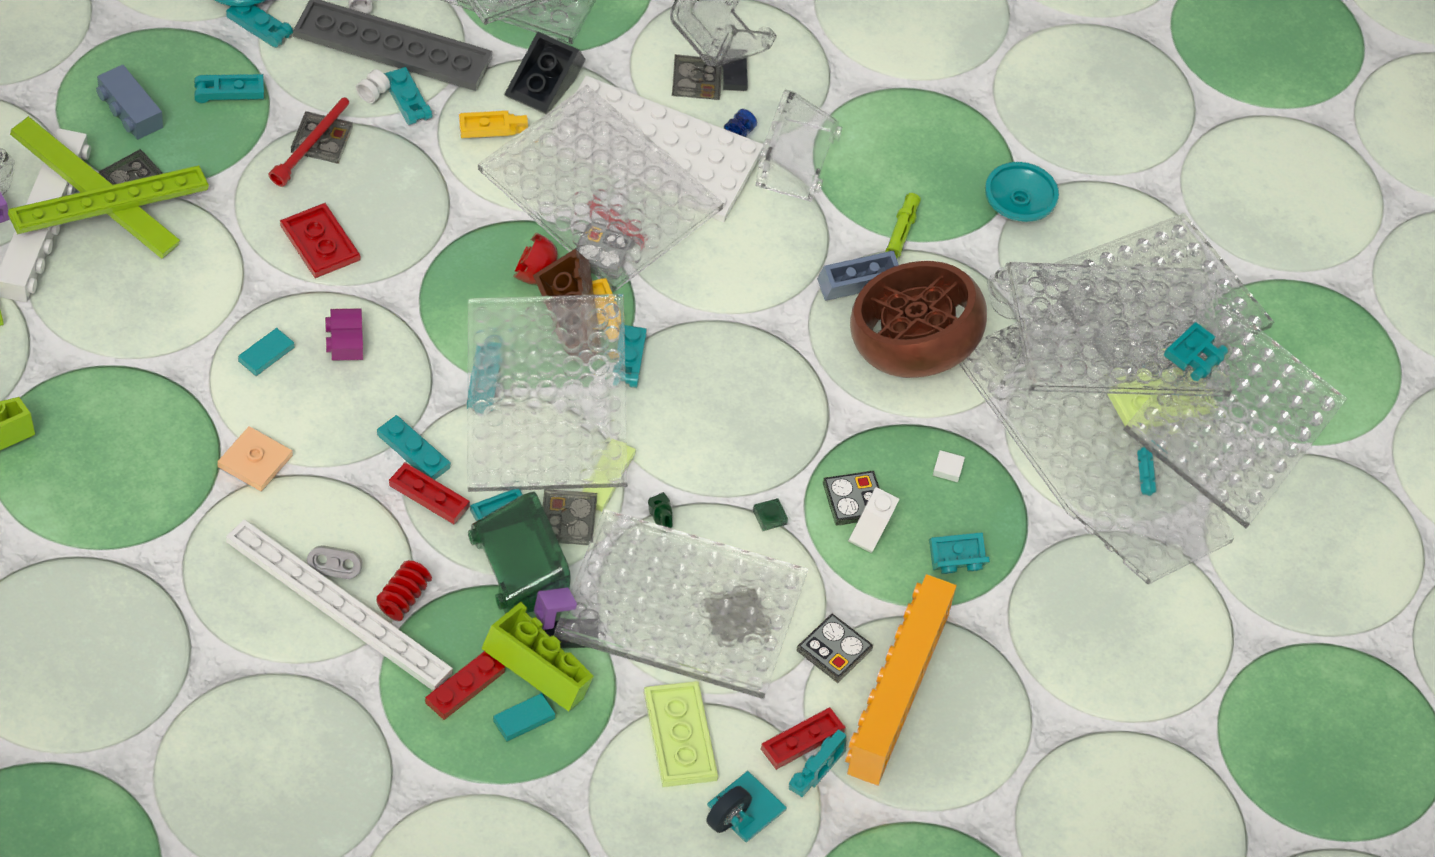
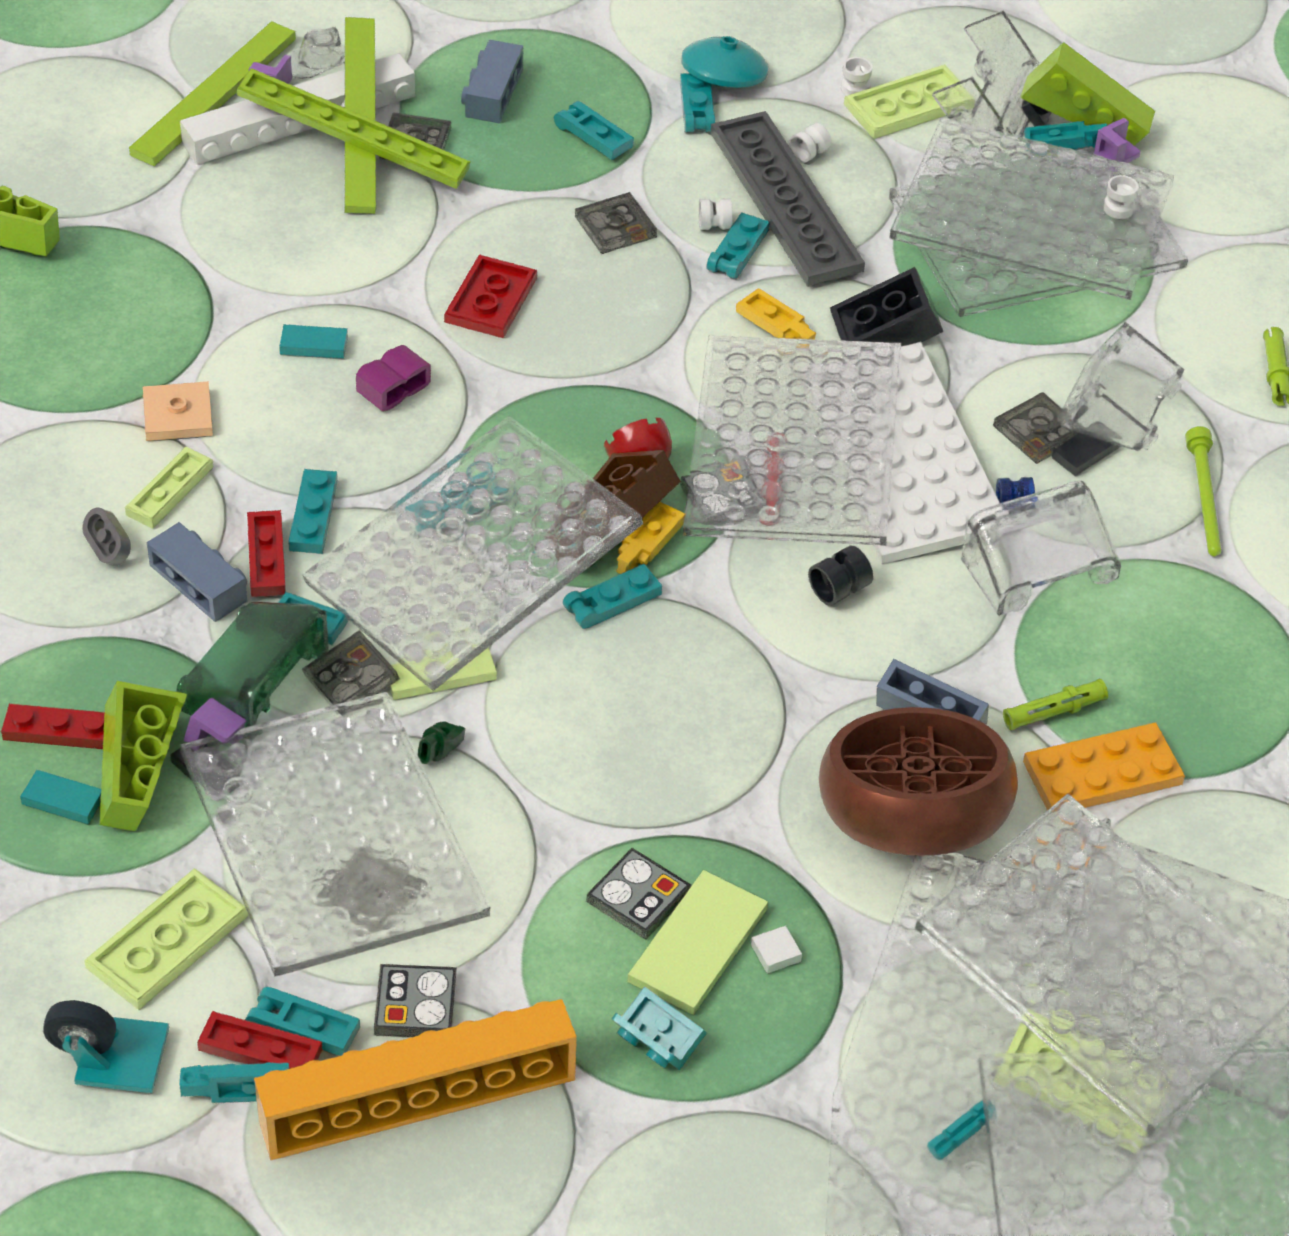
camera: 55 degrees right, 5 degrees down
(281, 174) = (535, 221): red piece -> none
(317, 505) = (169, 487): none -> yellowish green tile
(339, 605) = (58, 576): white plate -> none
(403, 589) = (119, 604): red piece -> none
(411, 536) = (197, 571): none -> sand blue brick
(725, 244) = (838, 576): none -> black wheel
(770, 514) = (536, 835): clear green plate -> none
(783, 21) = (1199, 444): none -> lime piece
(803, 706) = (305, 1019): none -> teal plate
(873, 520) = (614, 920): white slope -> none
(920, 507) = (698, 942): none -> yellowish green tile
(964, 235) = (1105, 767): none -> light orange plate
(1021, 191) = (1224, 770): teal dish -> none
(1190, 346) = (1153, 1035): teal plate -> none

